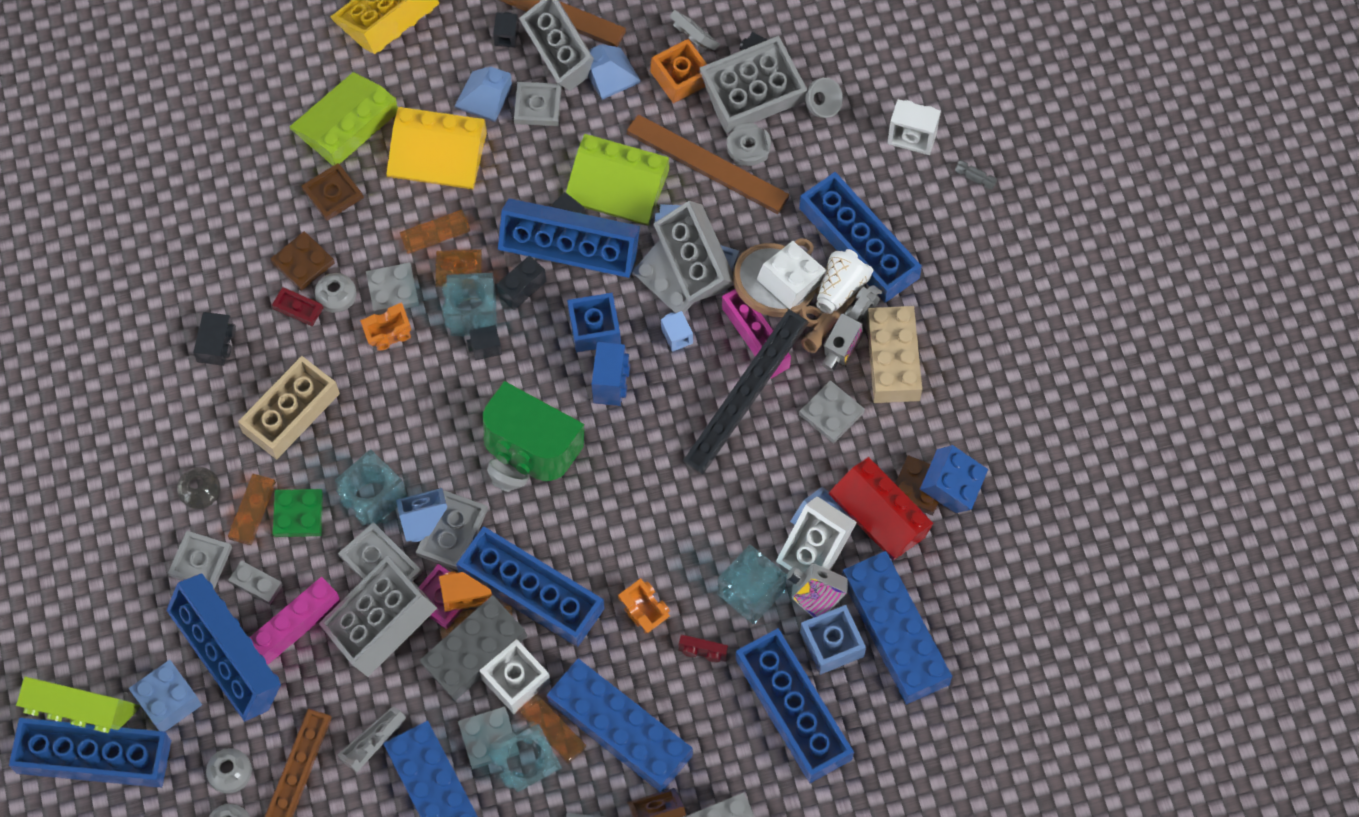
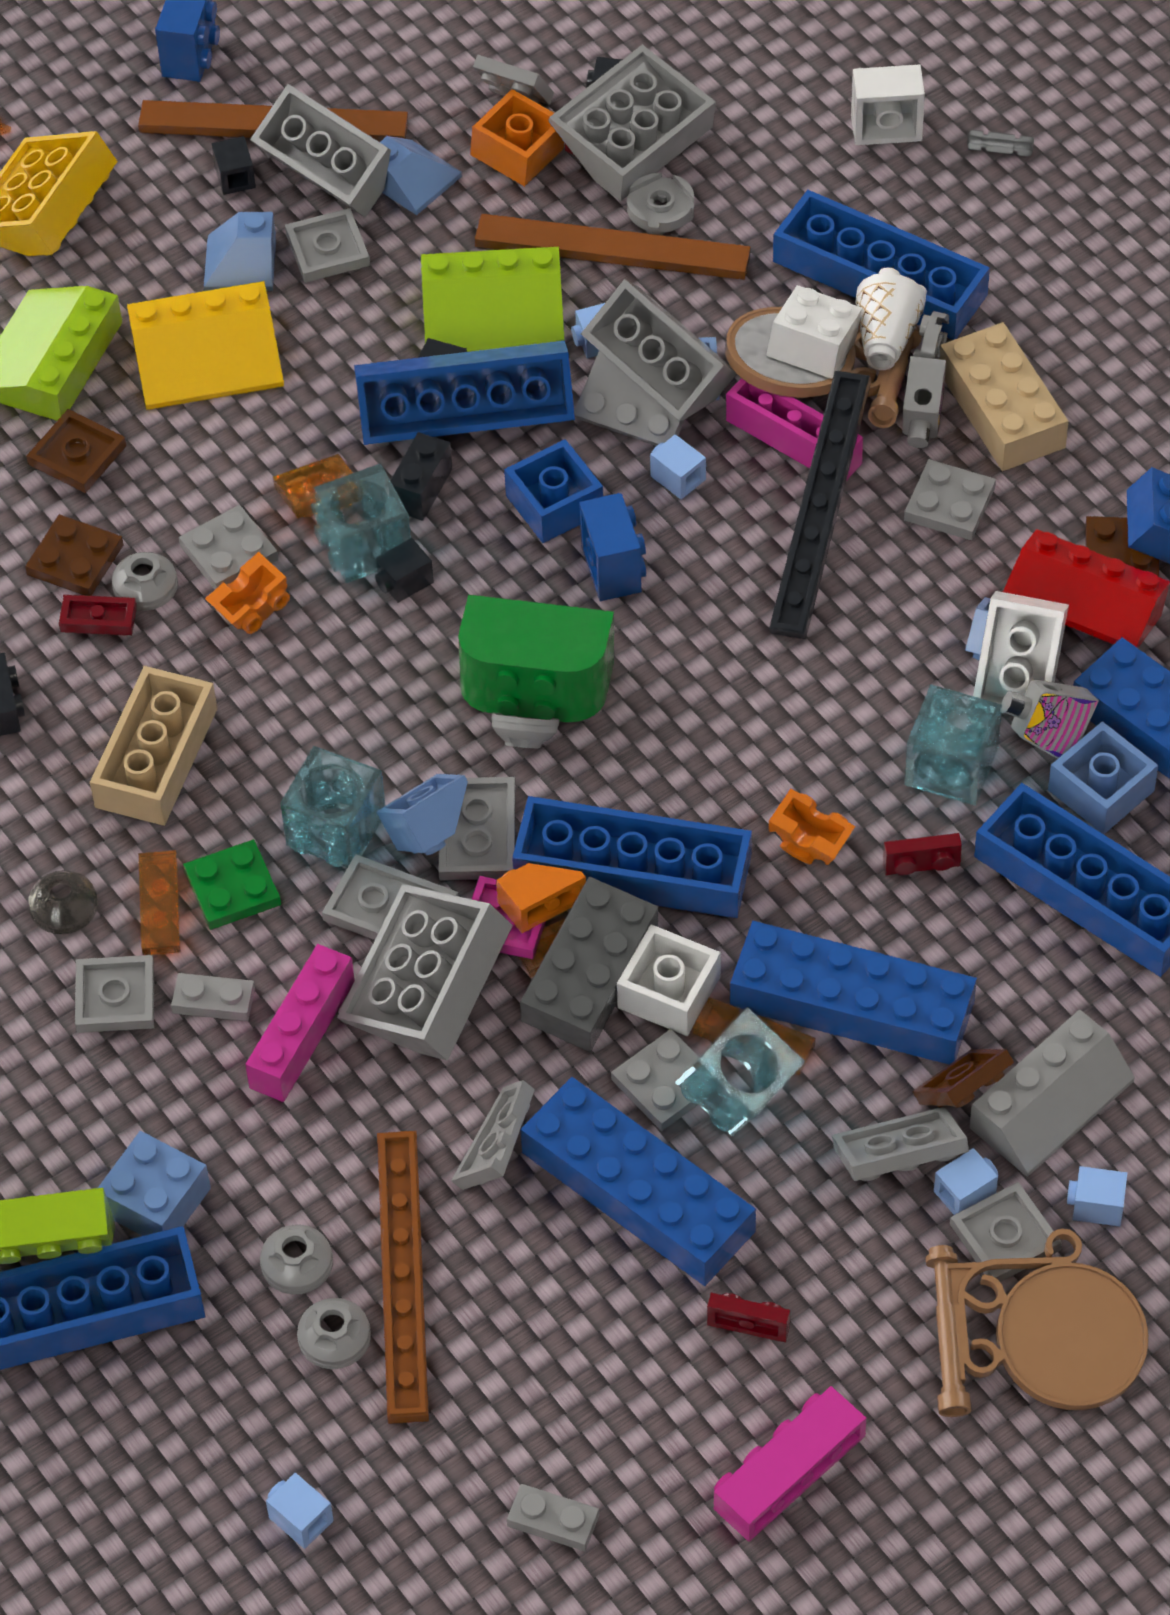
camera: 20 degrees left, 10 degrees down
(223, 647) = (214, 1086): blue brick -> none
(434, 231) = (255, 455): clear orange tile -> none
(831, 97) = (746, 105): light grey piece -> none

